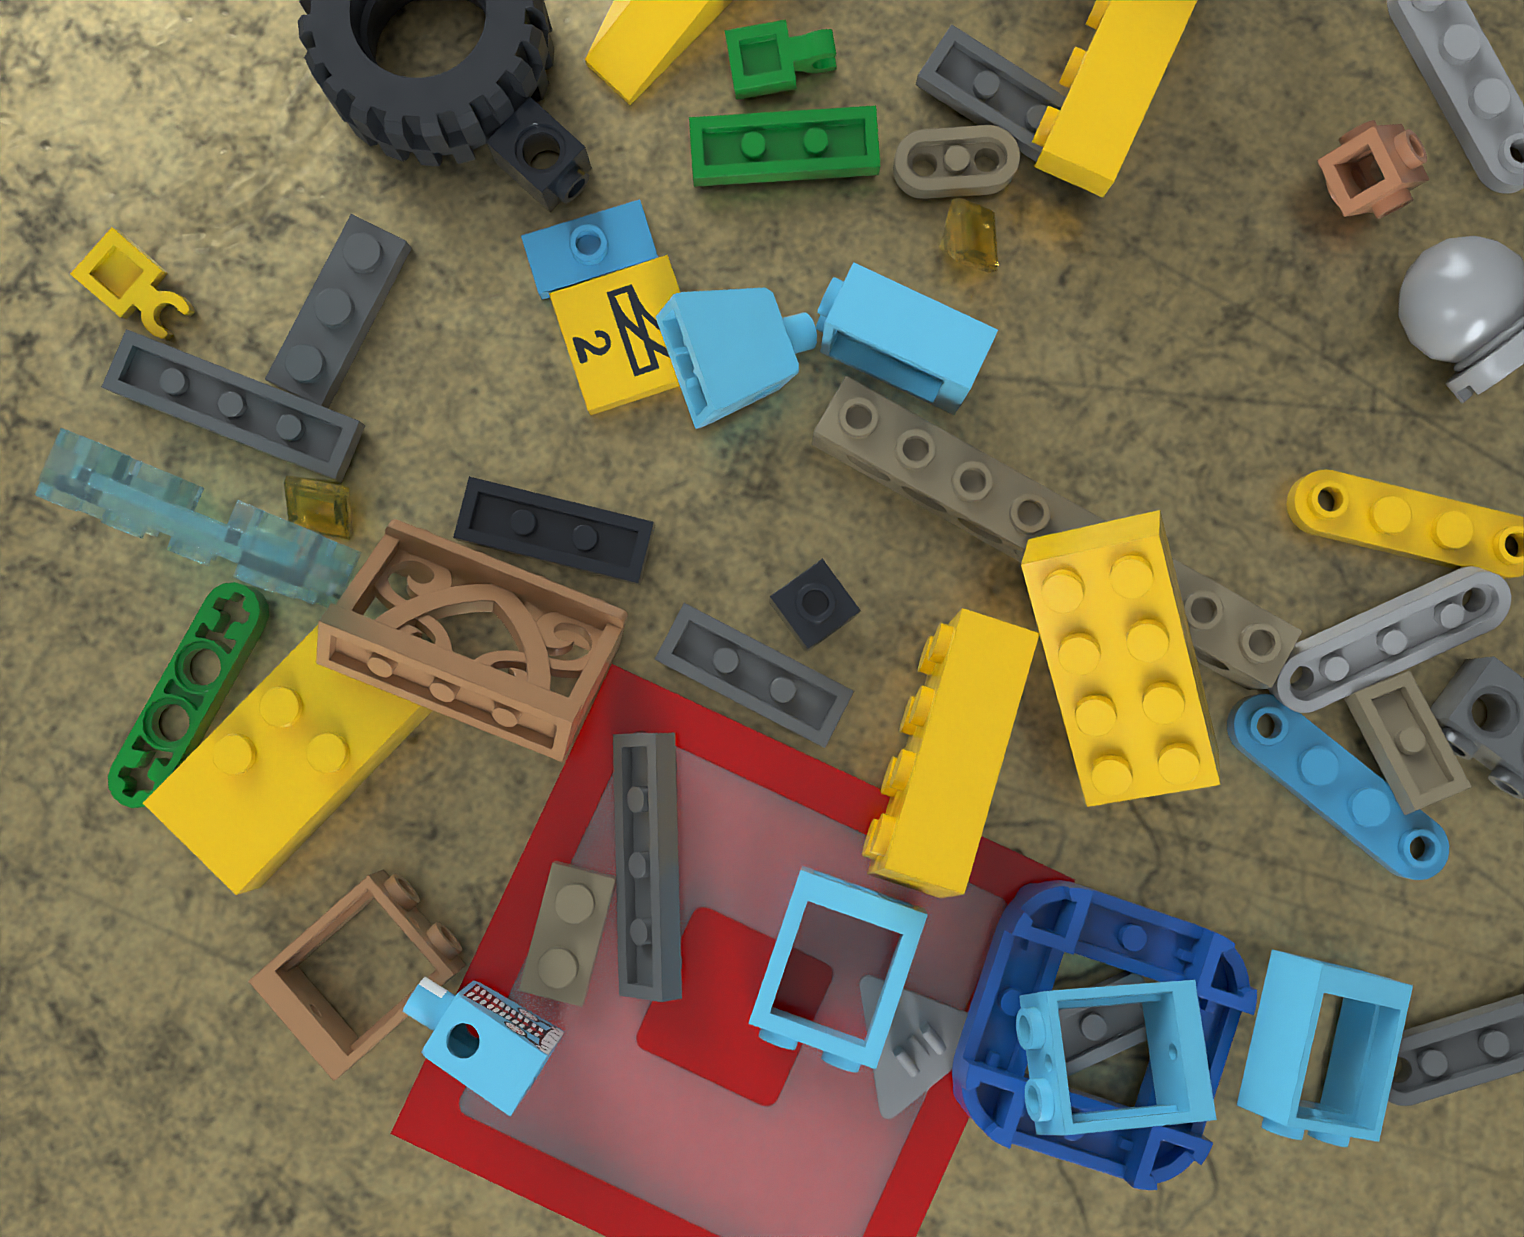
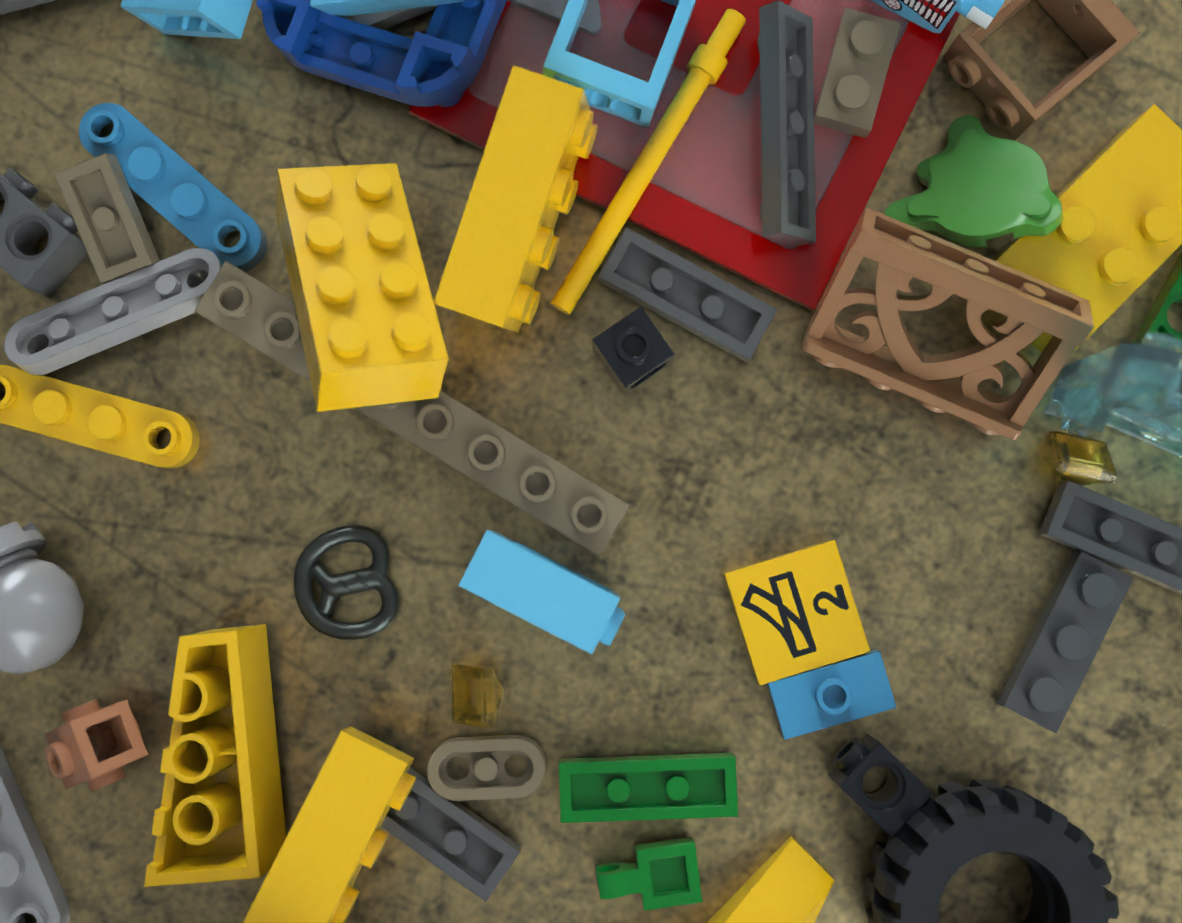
camera: 175 degrees left, 0 degrees up
(430, 796) = (981, 189): none -> bright green tile
(554, 530) = (866, 429): black plate -> none
(731, 348) = (701, 590): medium azure torso -> none
(739, 934) = (704, 69): none -> yellow bar
(1116, 351) = (345, 583): none -> pearl dark grey piece
(1237, 152) = (222, 763): none -> yellow wedge

